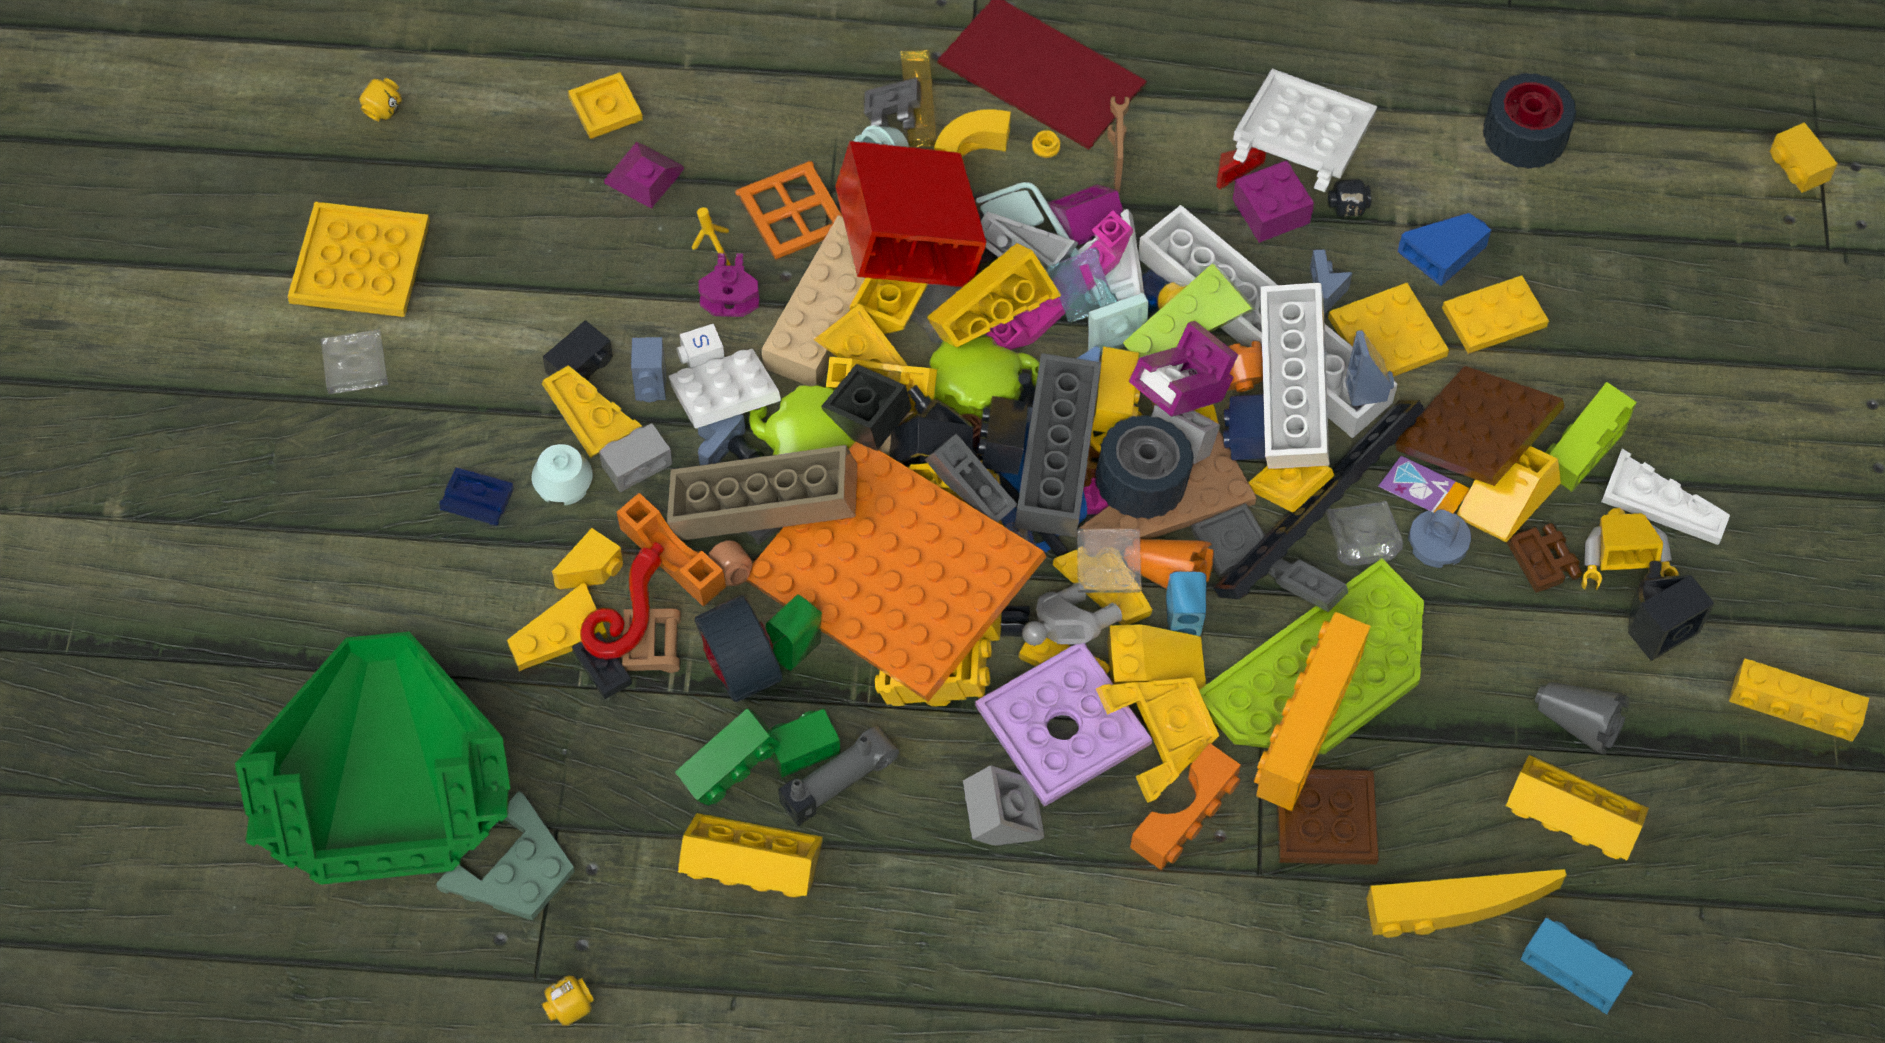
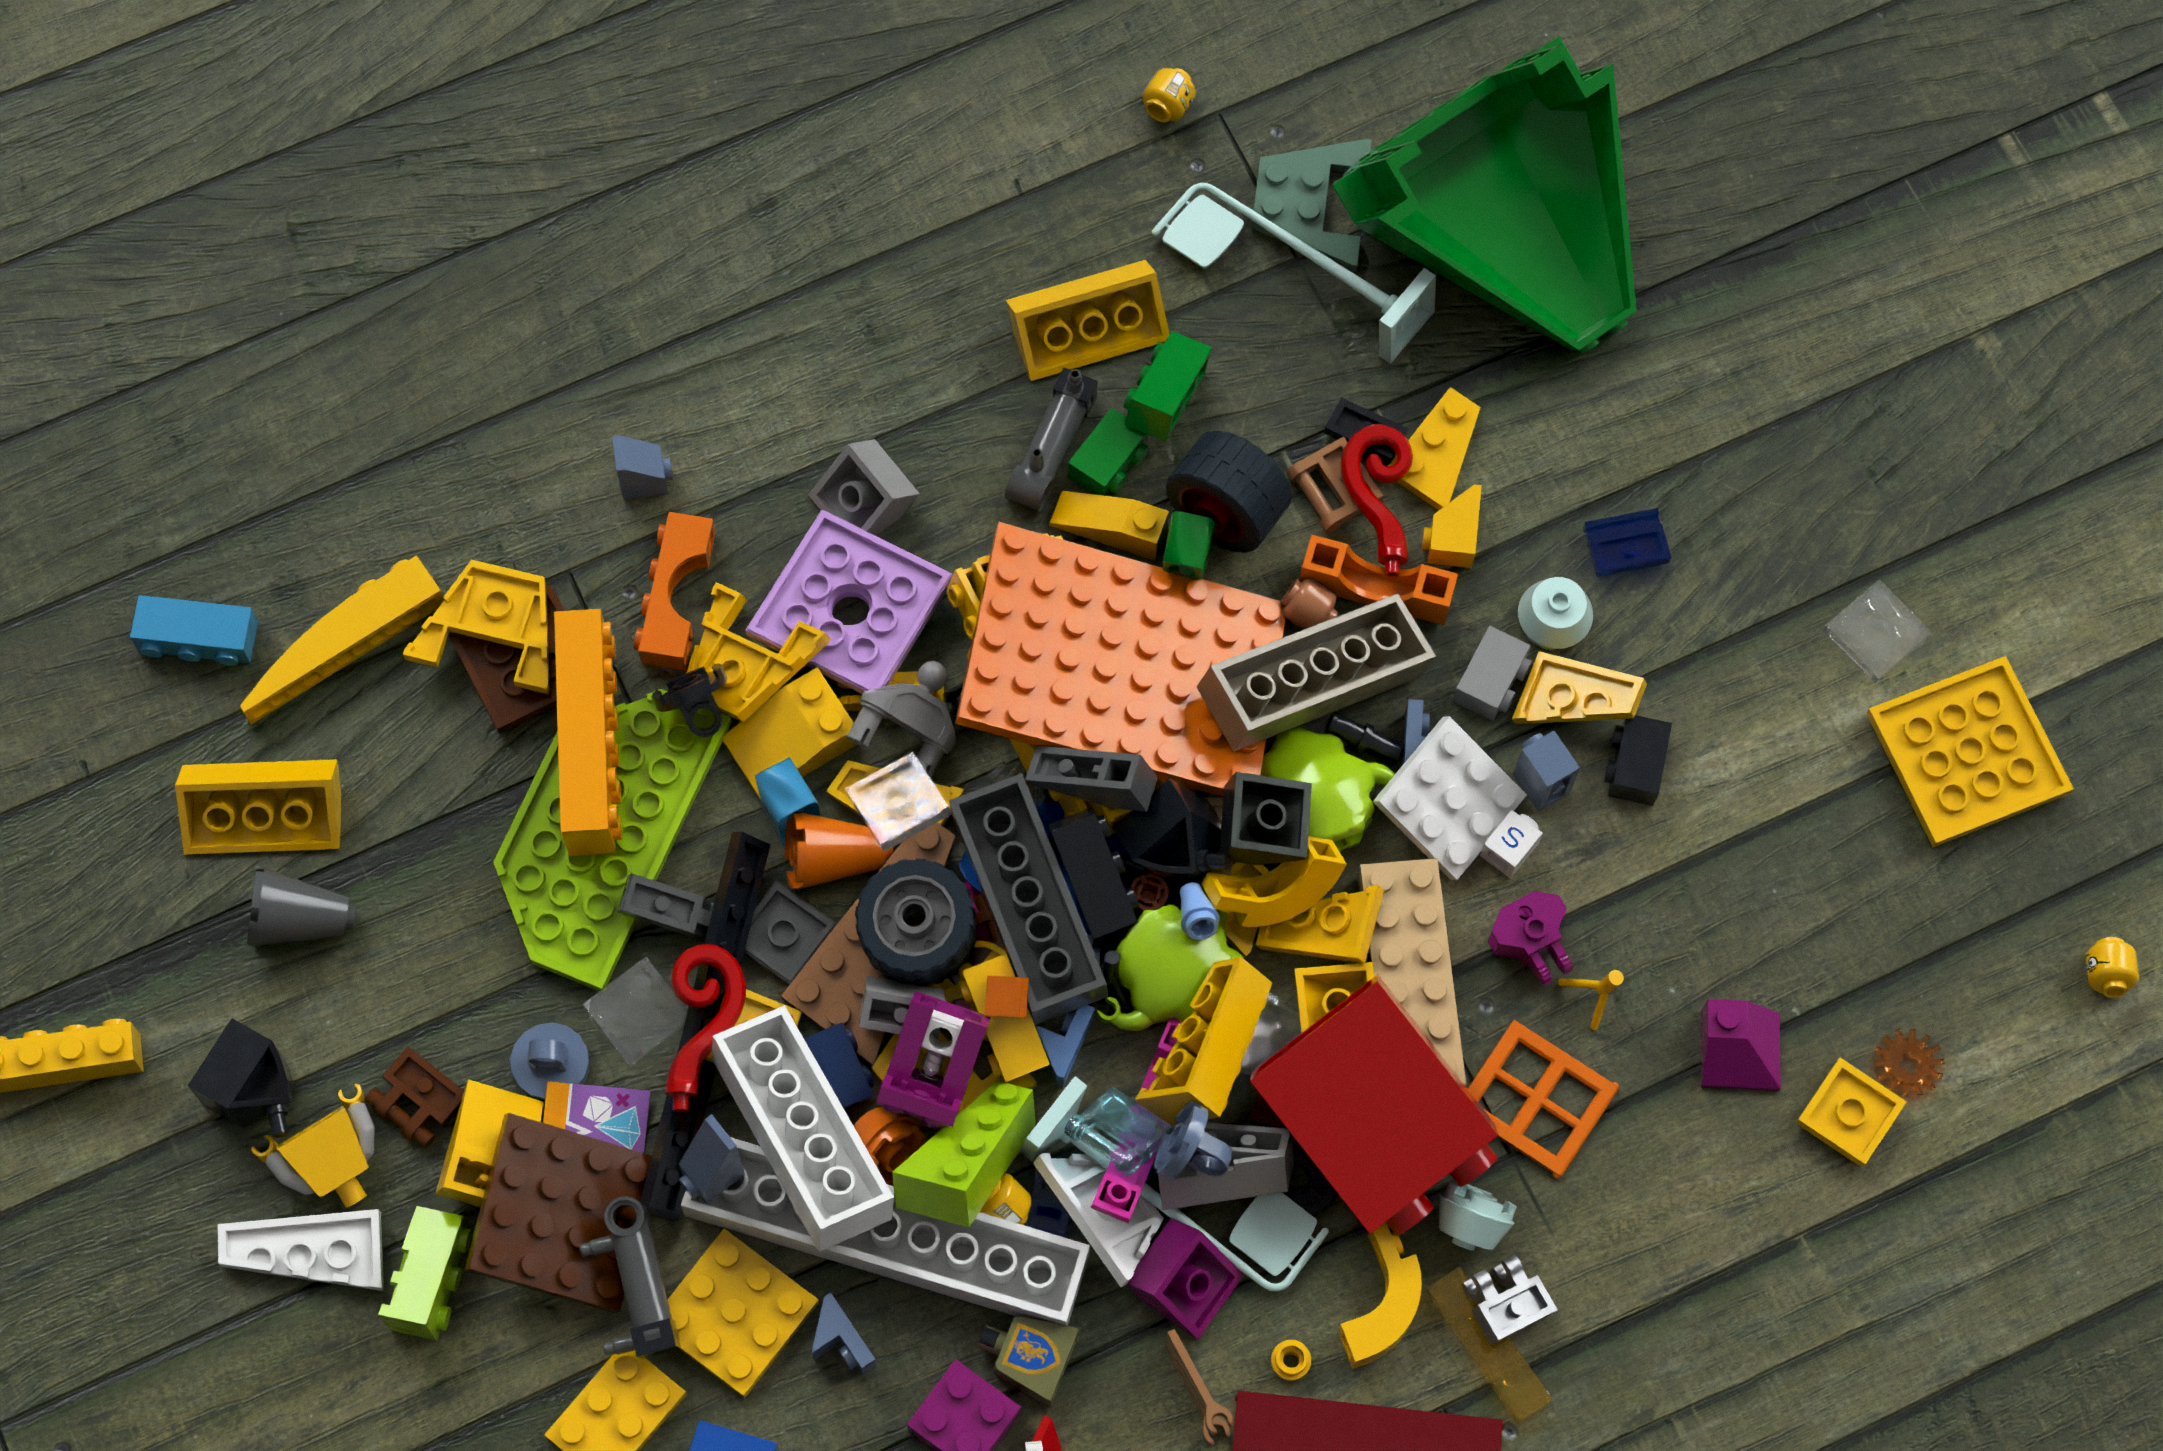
camera: 150 degrees right, 10 degrees up
(540, 110) = (1915, 1049): none -> clear orange gear
(611, 877) = (1207, 231): none -> light aqua piece
(829, 691) = (1112, 521): none -> yellow slope
(949, 377) = (1198, 915): none -> light blue cone
(1050, 234) = (1192, 1146): none -> sand blue tile
(1112, 379) = (1006, 996): none -> orange tile
(1166, 907) = (640, 468): none -> sand blue slope
(1215, 210) = (1031, 1355): none -> torso
(1218, 705) = (691, 693): none -> black tile
(1334, 851) = (494, 607): none -> yellow wing
(1350, 461) = (686, 1066): none -> red plant
(1444, 359) = (642, 1282): none -> dark grey piece

